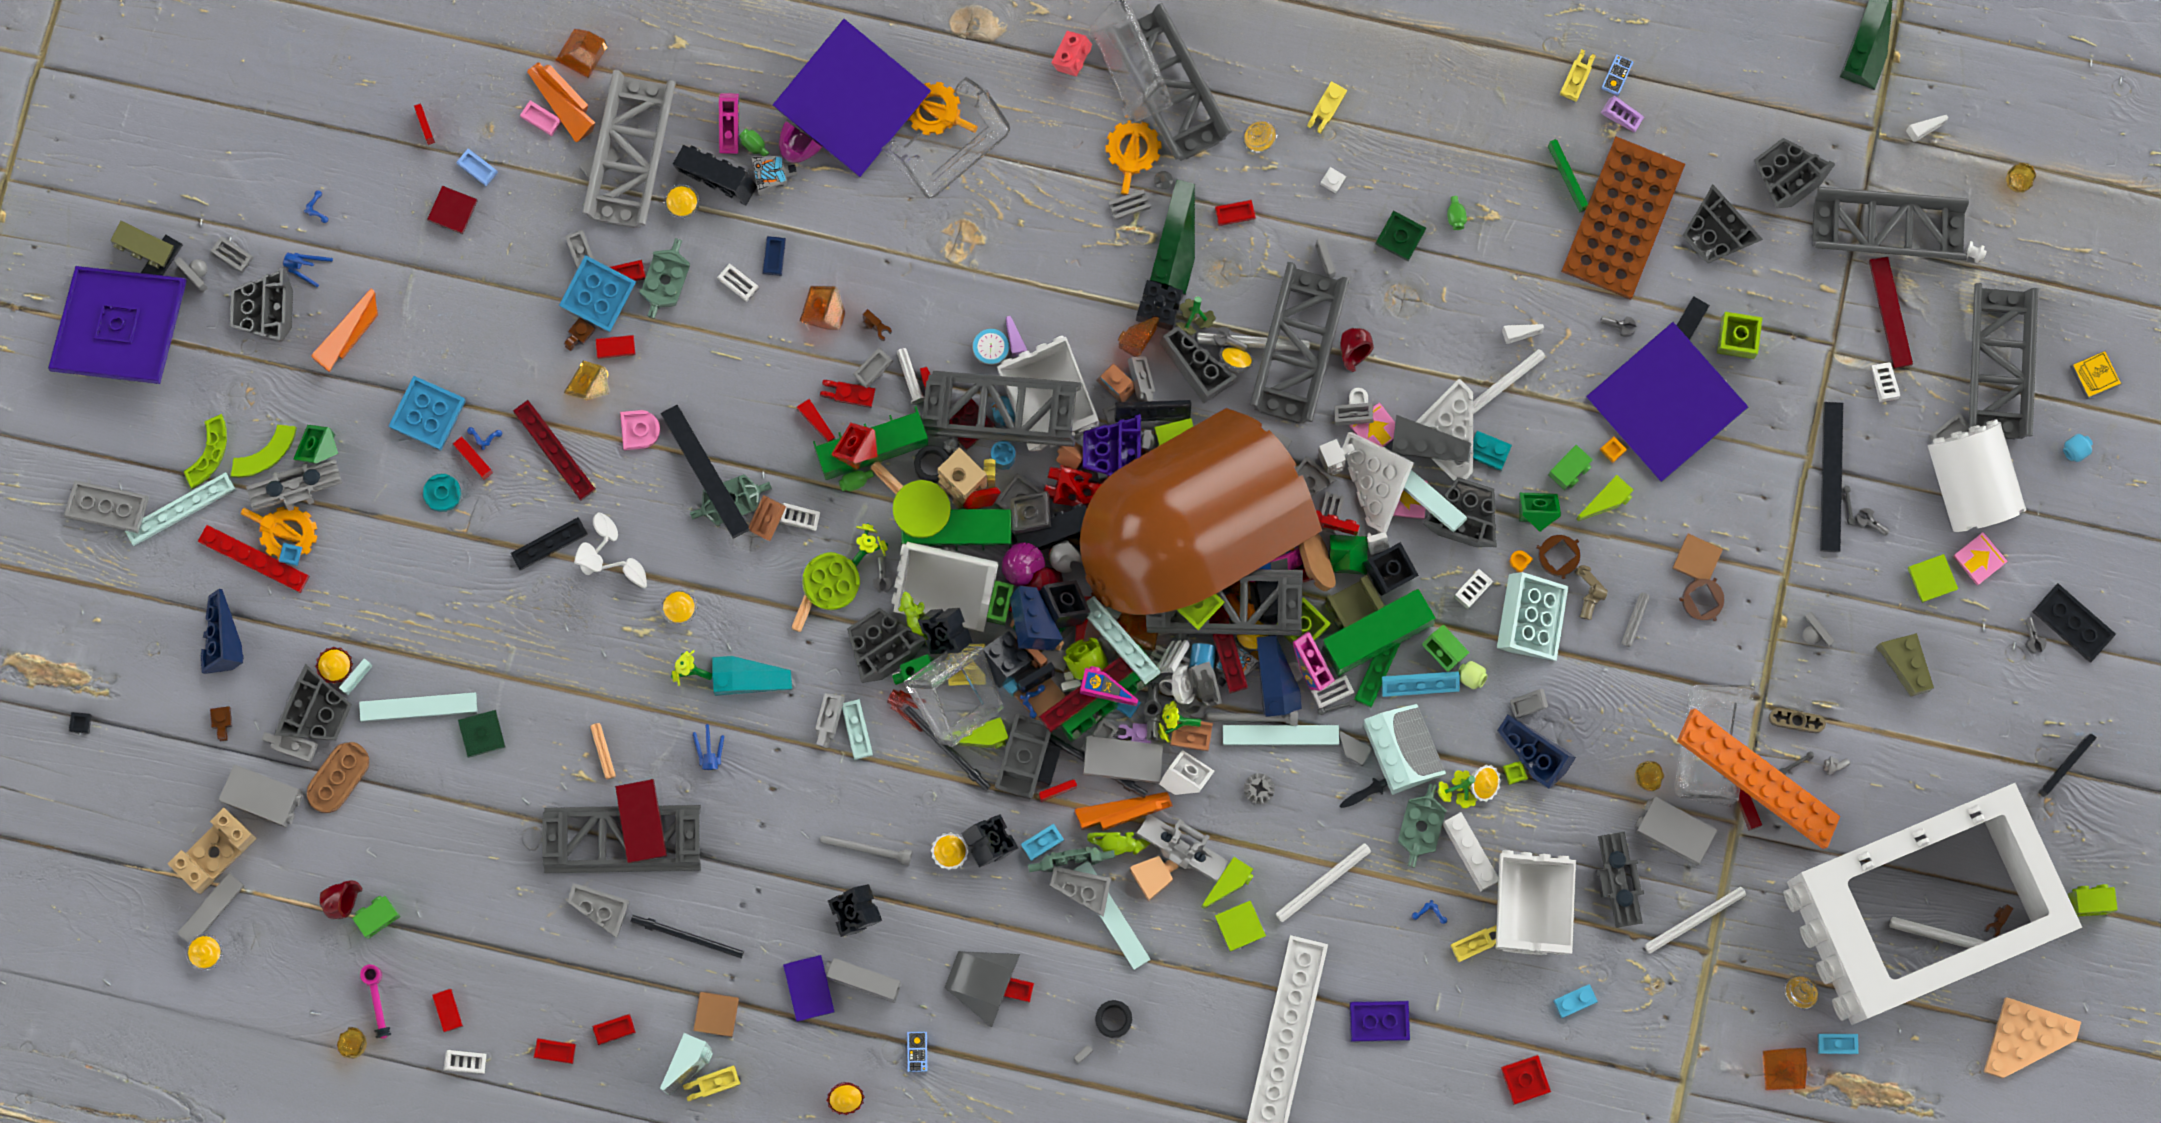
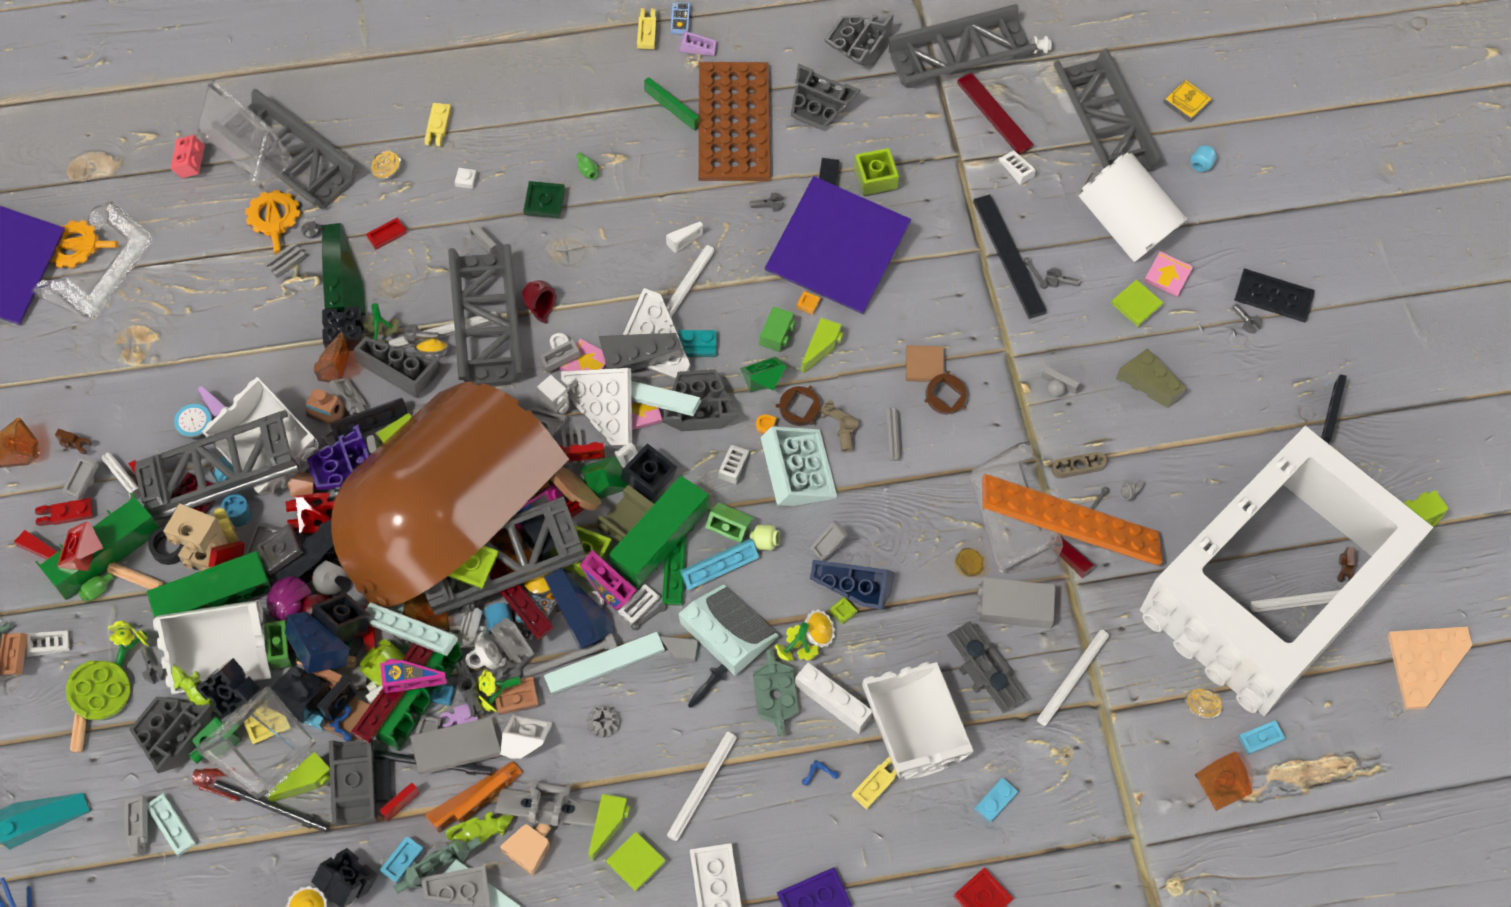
camera: 20 degrees left, 15 degrees down
(921, 508) = (165, 582): lime tile -> none

